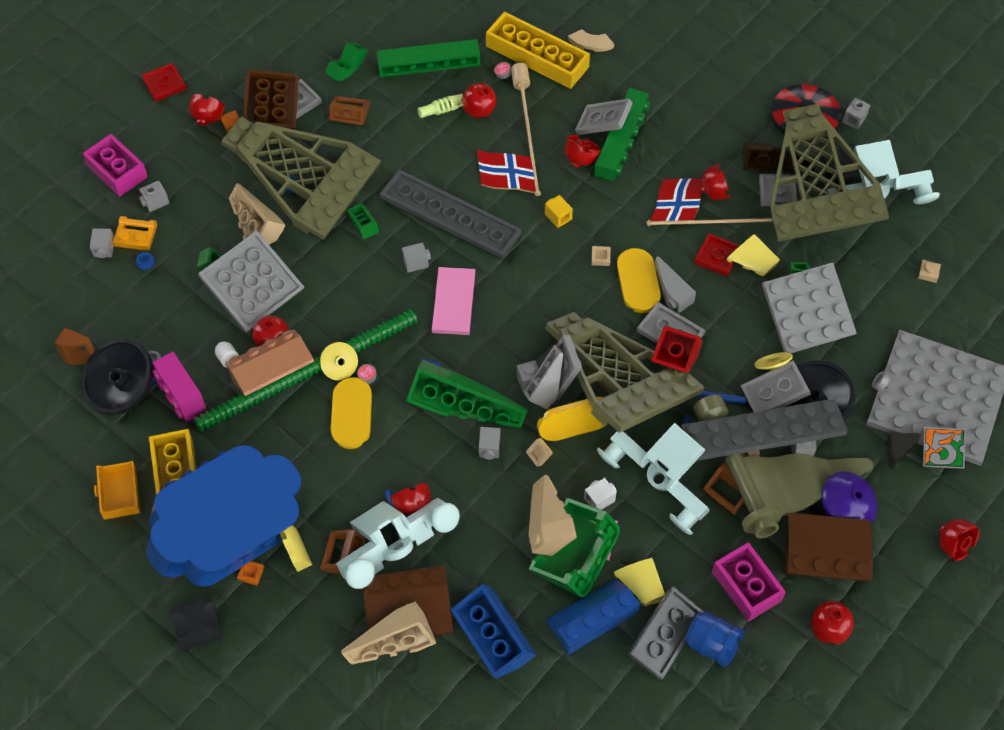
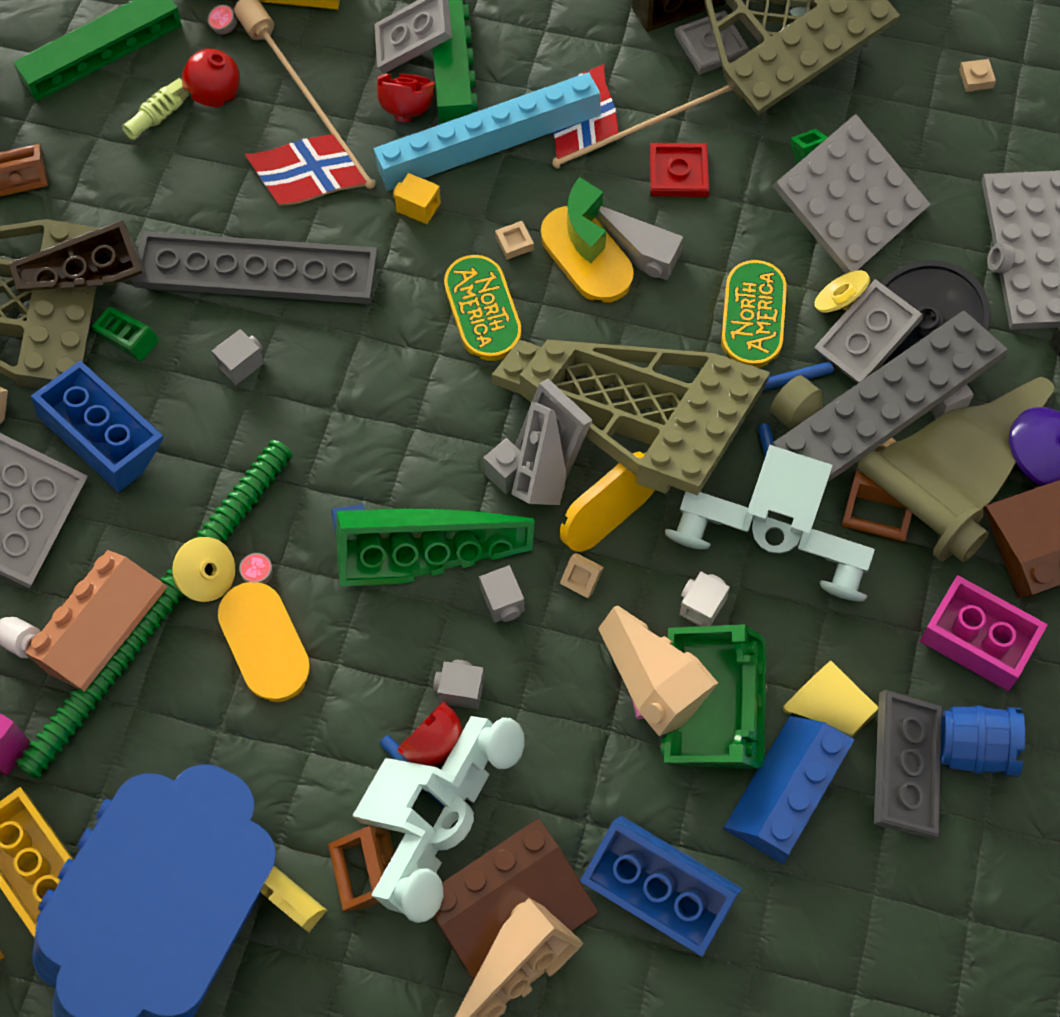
camera: 25 degrees left, 5 degrees up
(251, 573) = (237, 970): orange tile -> none
(268, 328) = (65, 567): red cylinder -> none
(322, 262) = (97, 425): none -> blue slope
(362, 173) = (87, 260): none -> dark brown wedge
(442, 480) = (459, 684): none -> light grey brick
(453, 301) = (330, 399): bright pink tile -> none
(563, 285) = (482, 307): none -> tile
(618, 189) = (489, 130): none -> medium azure brick
(644, 255) = (582, 209): none -> green brick
(661, 315) = (673, 309): light grey plate -> none
(677, 349) = (705, 333): red slope -> none
(714, 183) = (624, 66): red cylinder -> none
(718, 352) = (754, 313): none -> tile
(754, 256) = (734, 150): light yellow slope -> none

